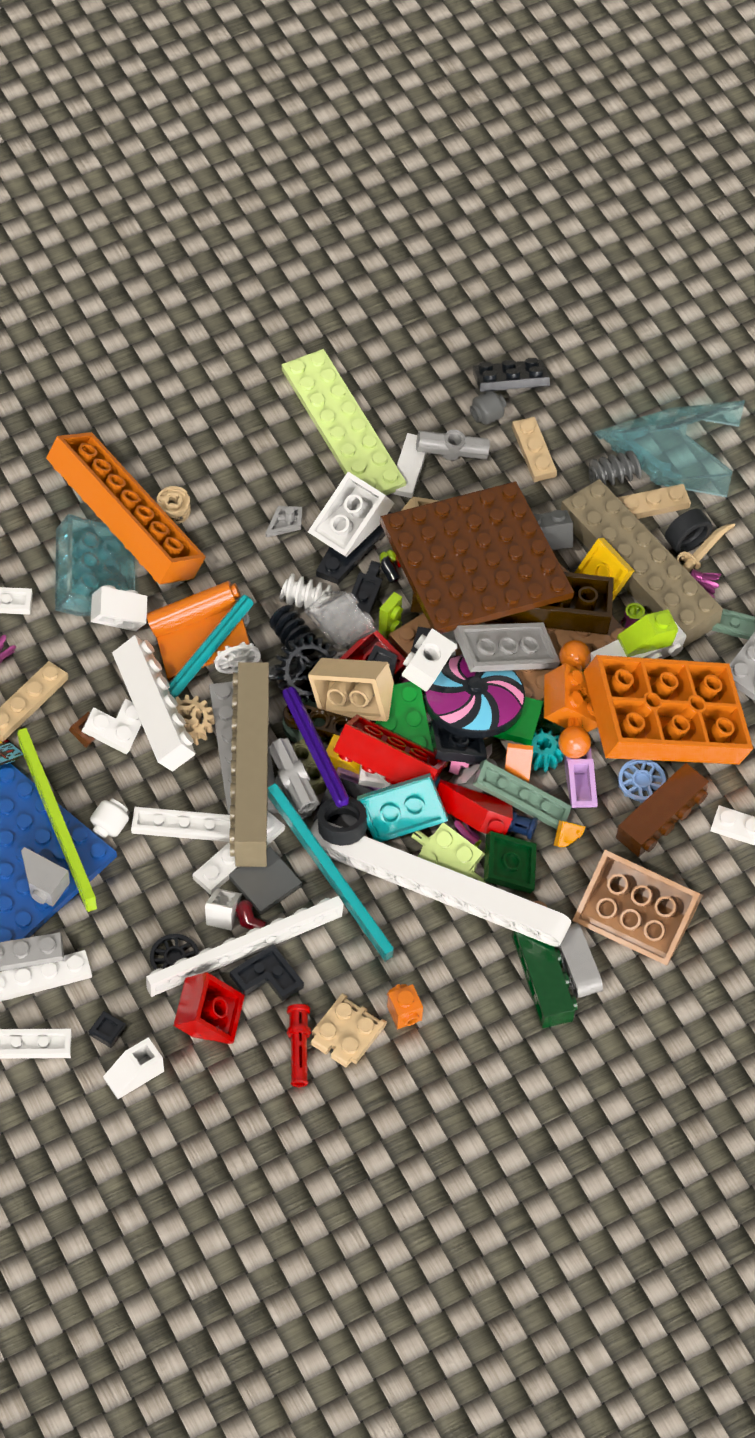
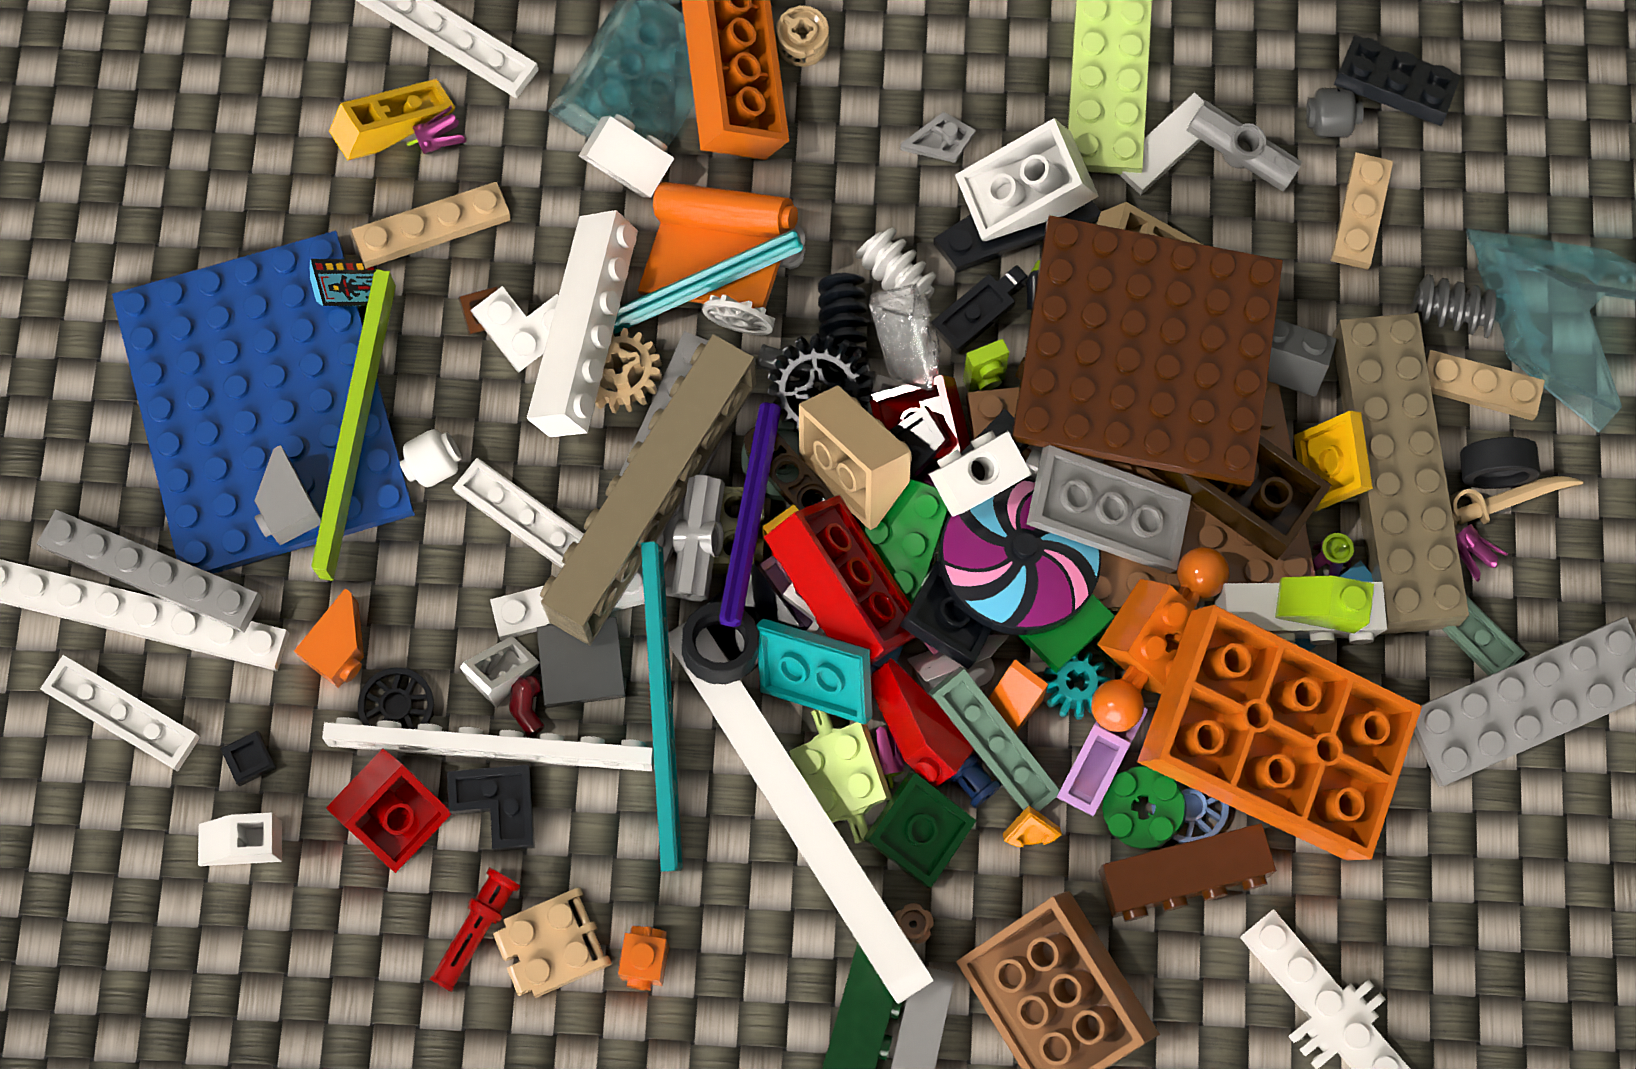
camera: 35 degrees right, 15 degrees up
(119, 941) = (335, 642): none -> orange slope
(623, 777) = (1125, 823): none -> green plate

